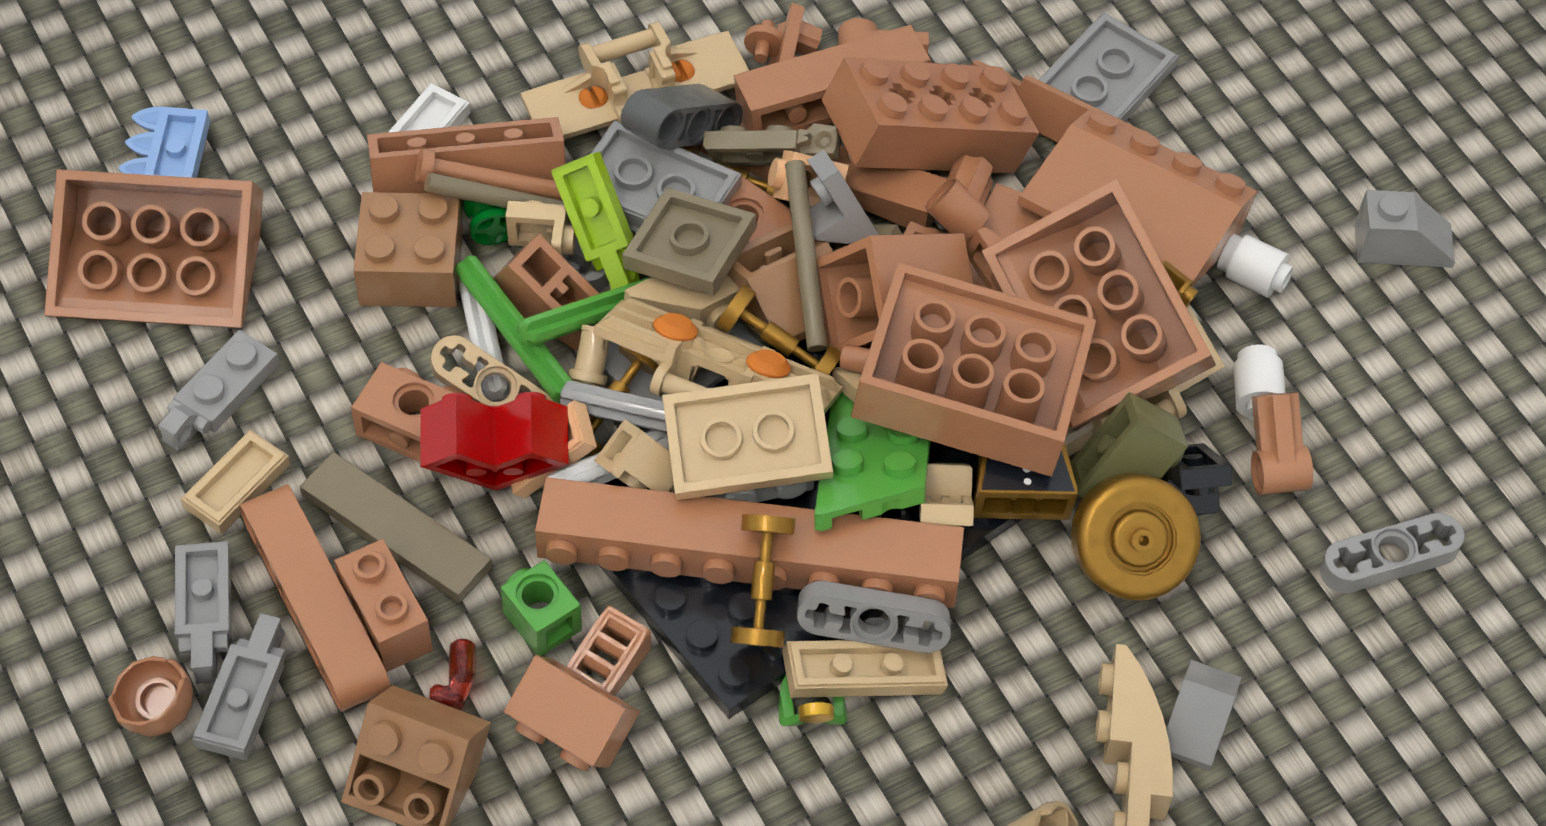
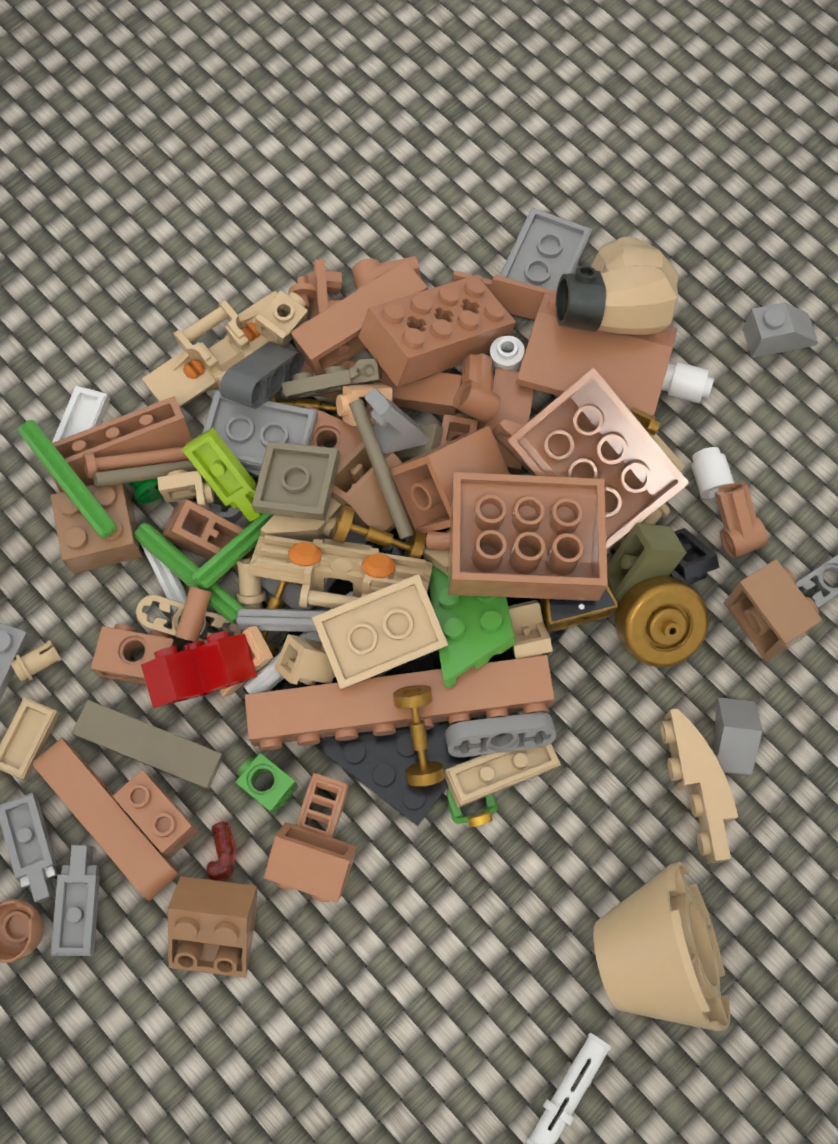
camera: 10 degrees left, 15 degrees up
(279, 390) = (35, 661): none -> tan pin
(392, 173) = (67, 479): none -> bright green axle
(507, 371) = (193, 614): none -> nougat axle
(715, 65) = (278, 328): none -> tan brick
(1014, 167) = (507, 353): none -> white brick
(1198, 126) = (622, 292): none -> tan piece
(1292, 558) = (772, 610): none -> medium nougat brick

